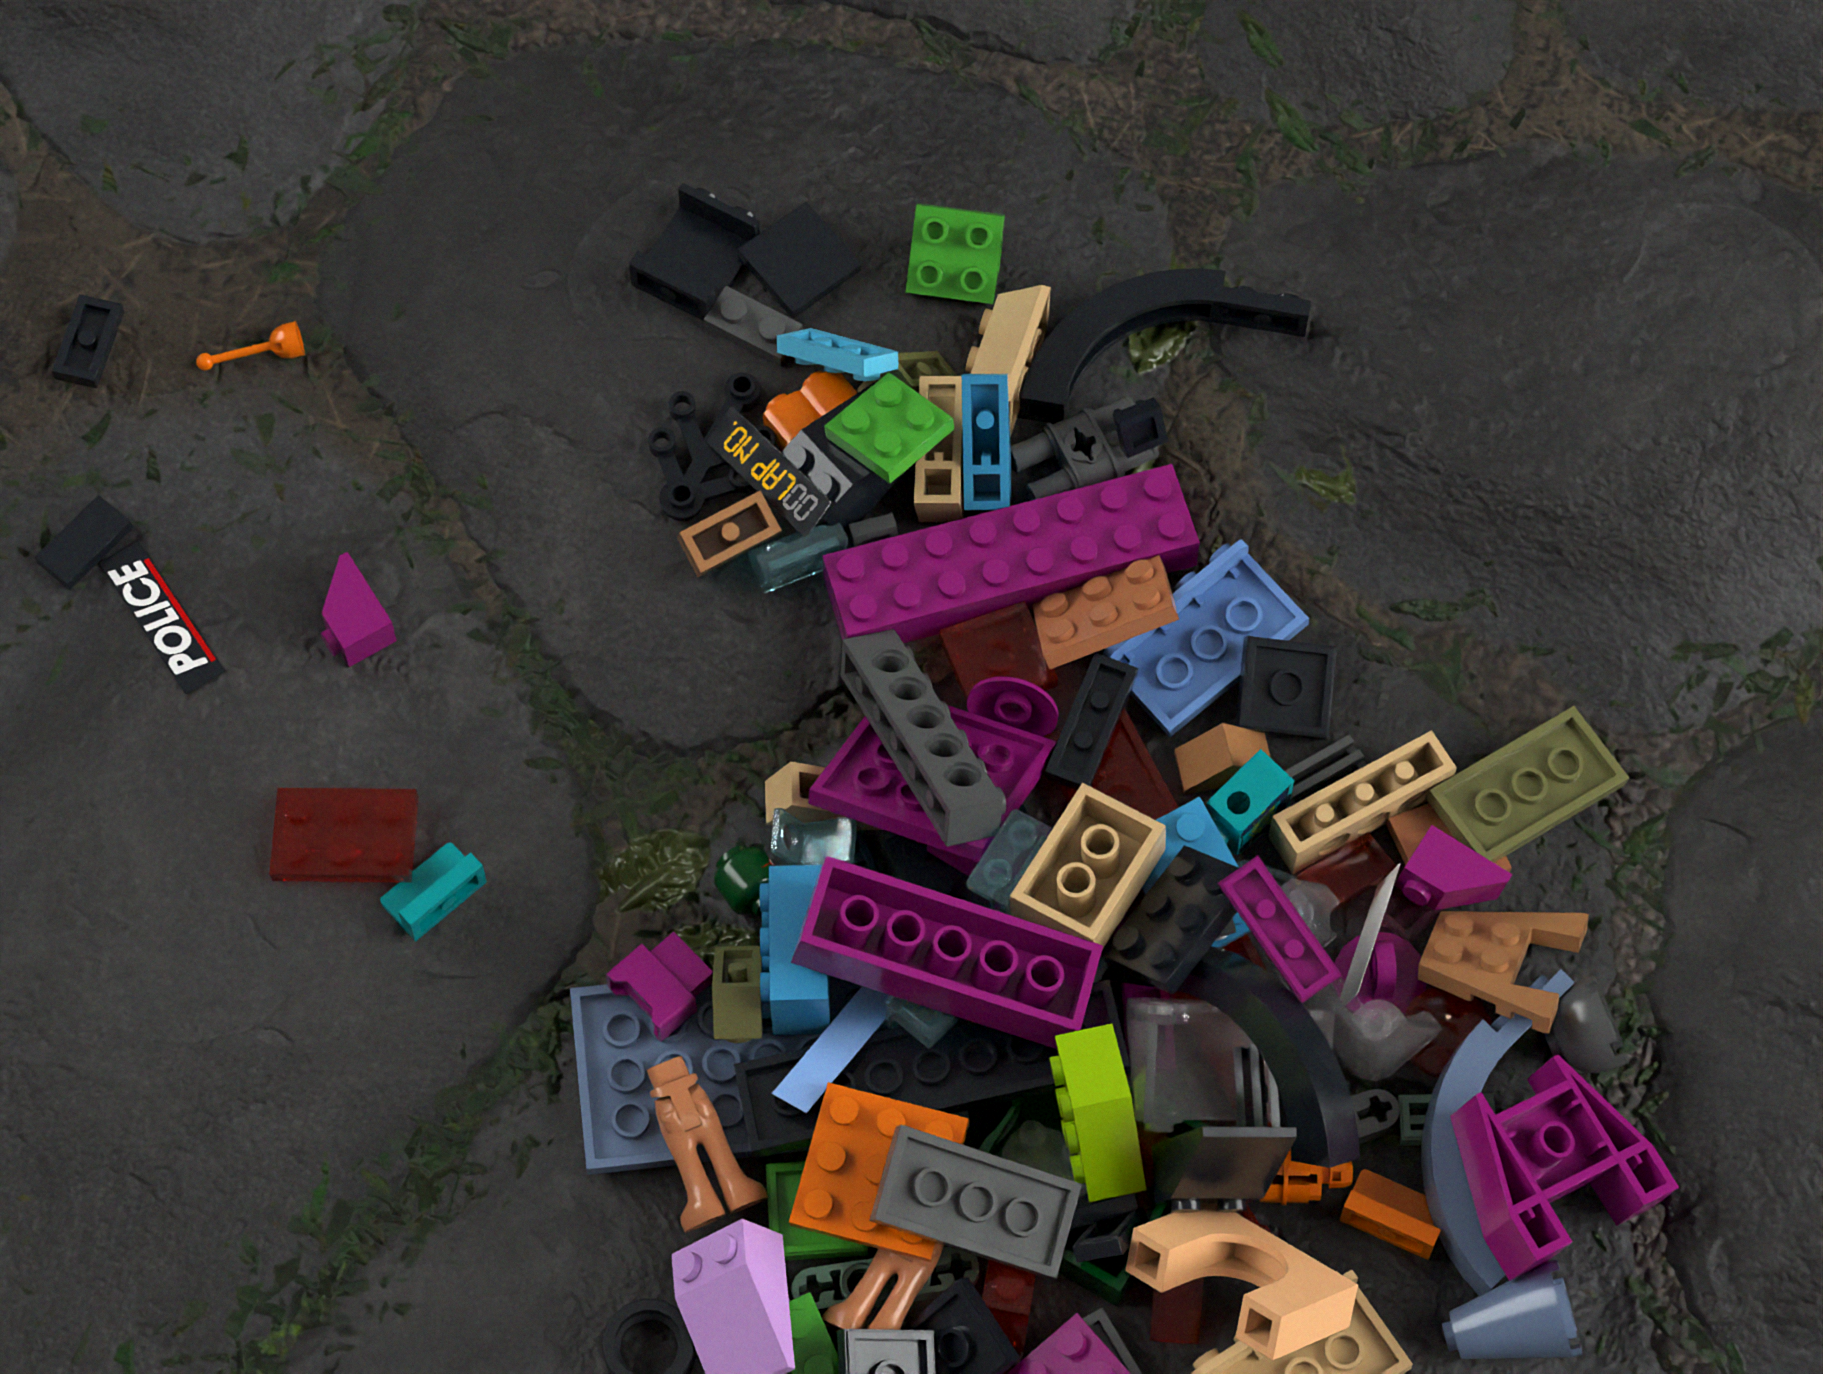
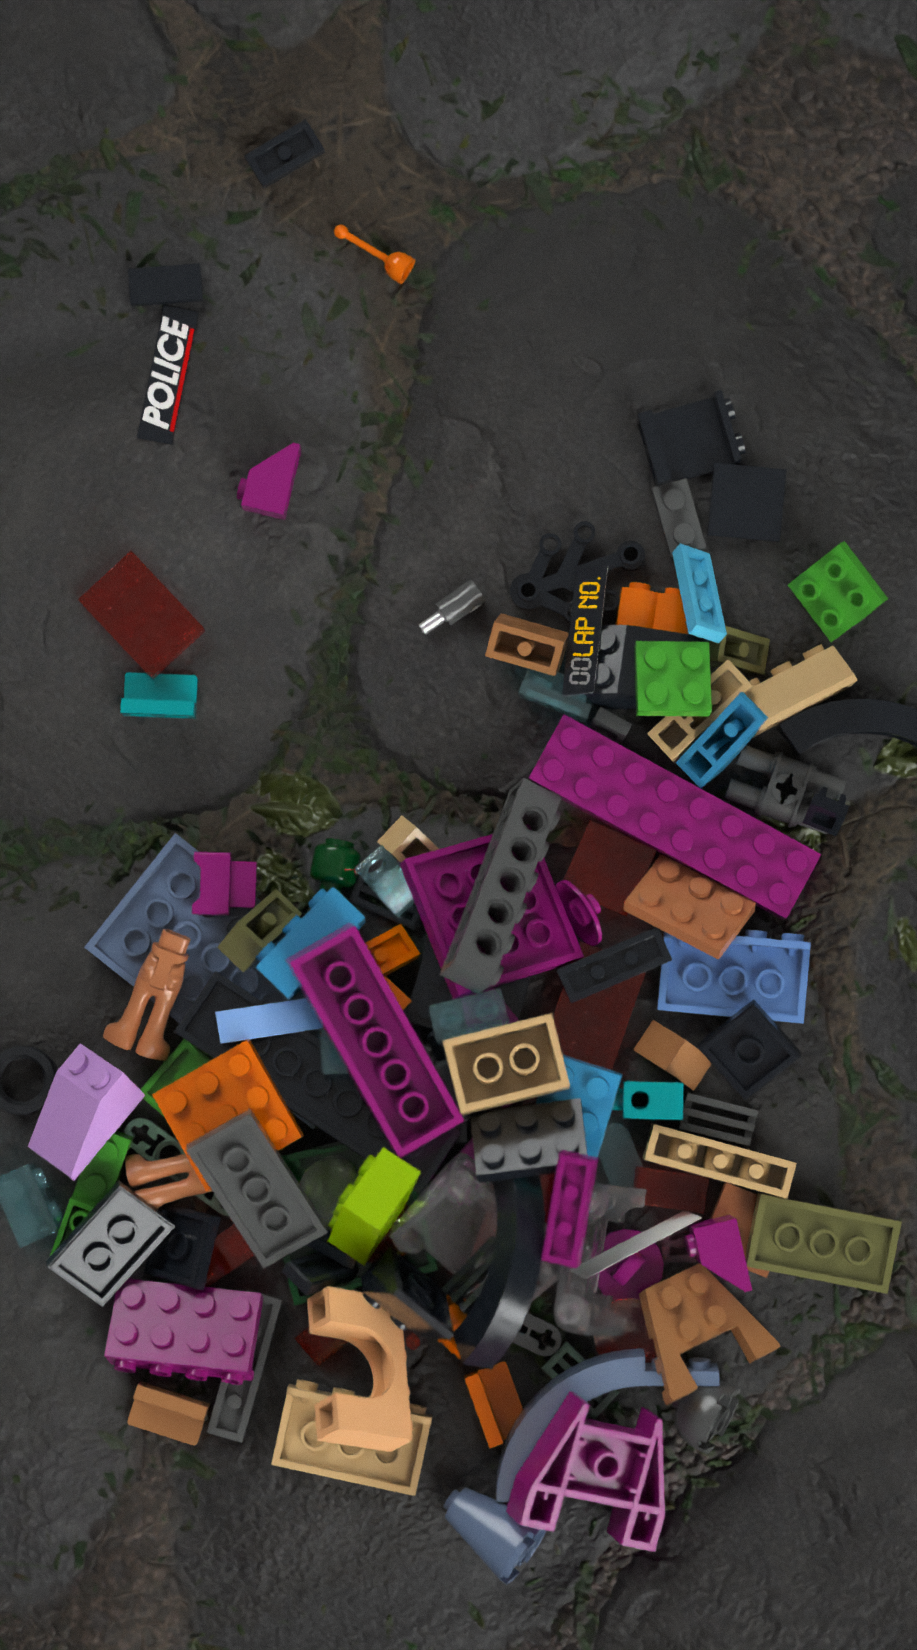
camera: 45 degrees right, 20 degrees up
(629, 568) = (454, 606): none -> dark grey piece

